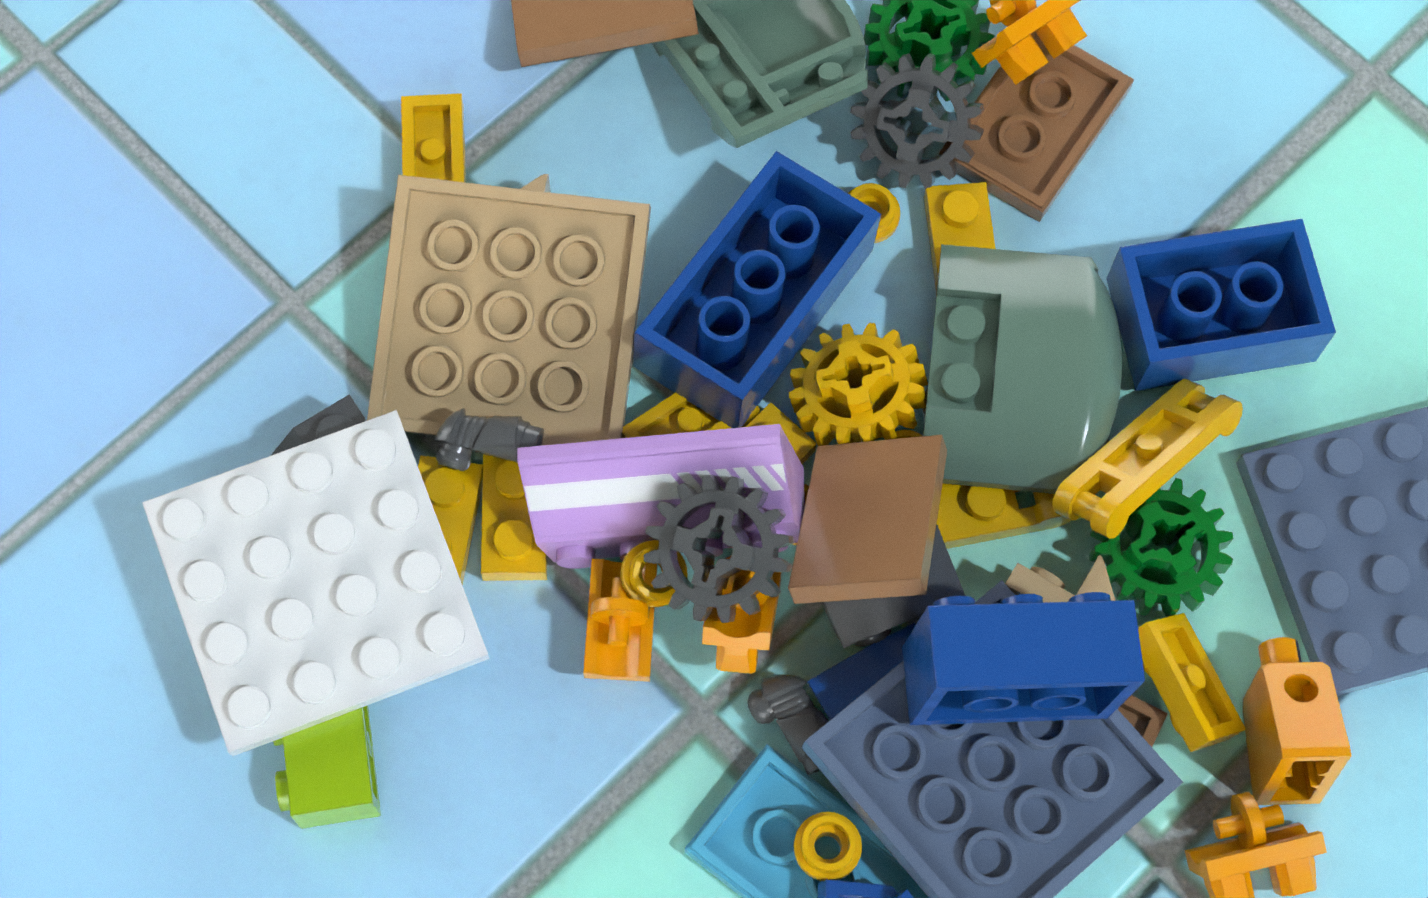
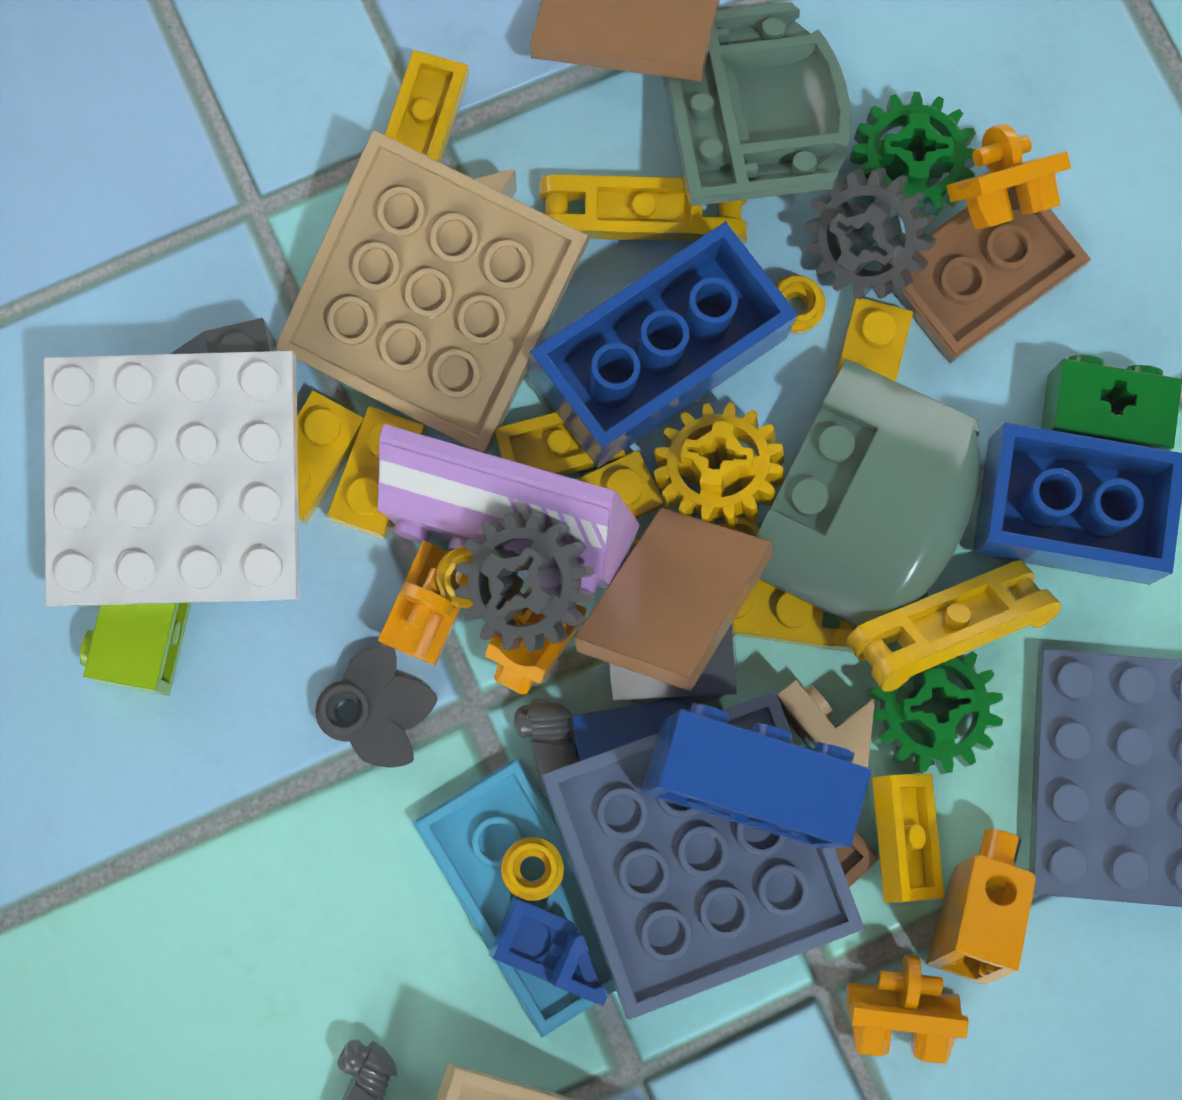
camera: 20 degrees right, 10 degrees up
(489, 436) = (375, 398): dark grey arm -> none
(612, 744) = (385, 708): none -> dark grey plate
(680, 171) = (635, 208): none -> yellow plate
(1209, 198) = (1140, 392): none -> green brick

